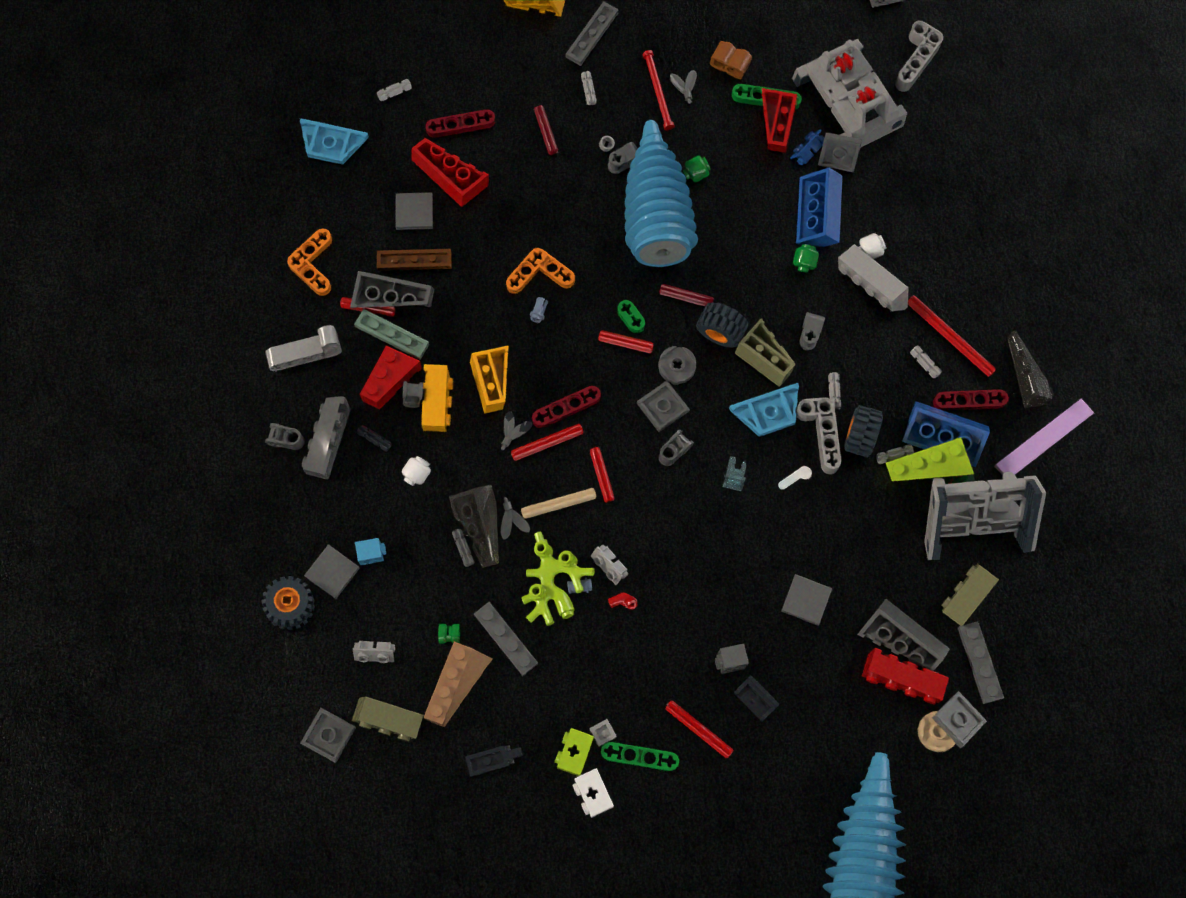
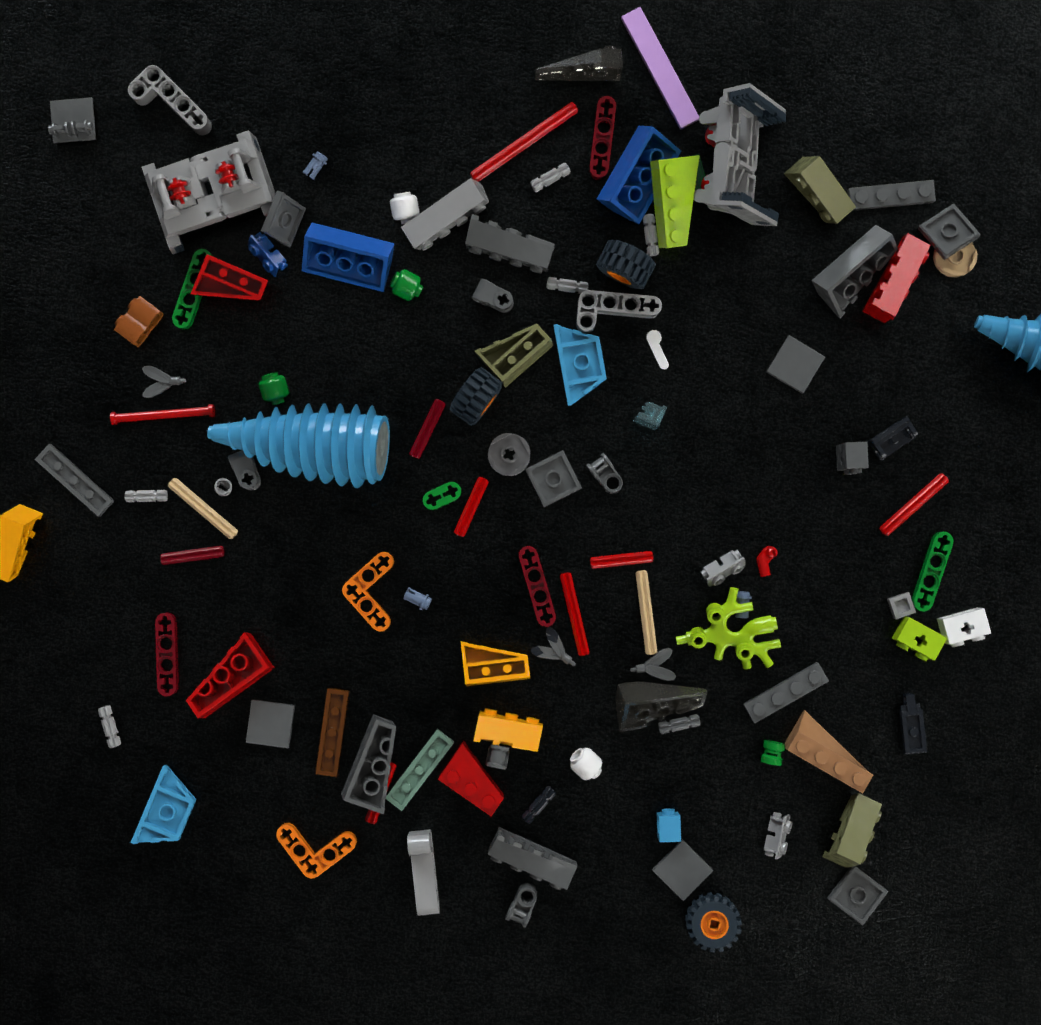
camera: 80 degrees left, 15 degrees up
(586, 132) = (202, 508): none -> tan axle
(858, 334) = (508, 245): none -> dark grey wedge
(891, 173) = (316, 163): none -> sand blue pin

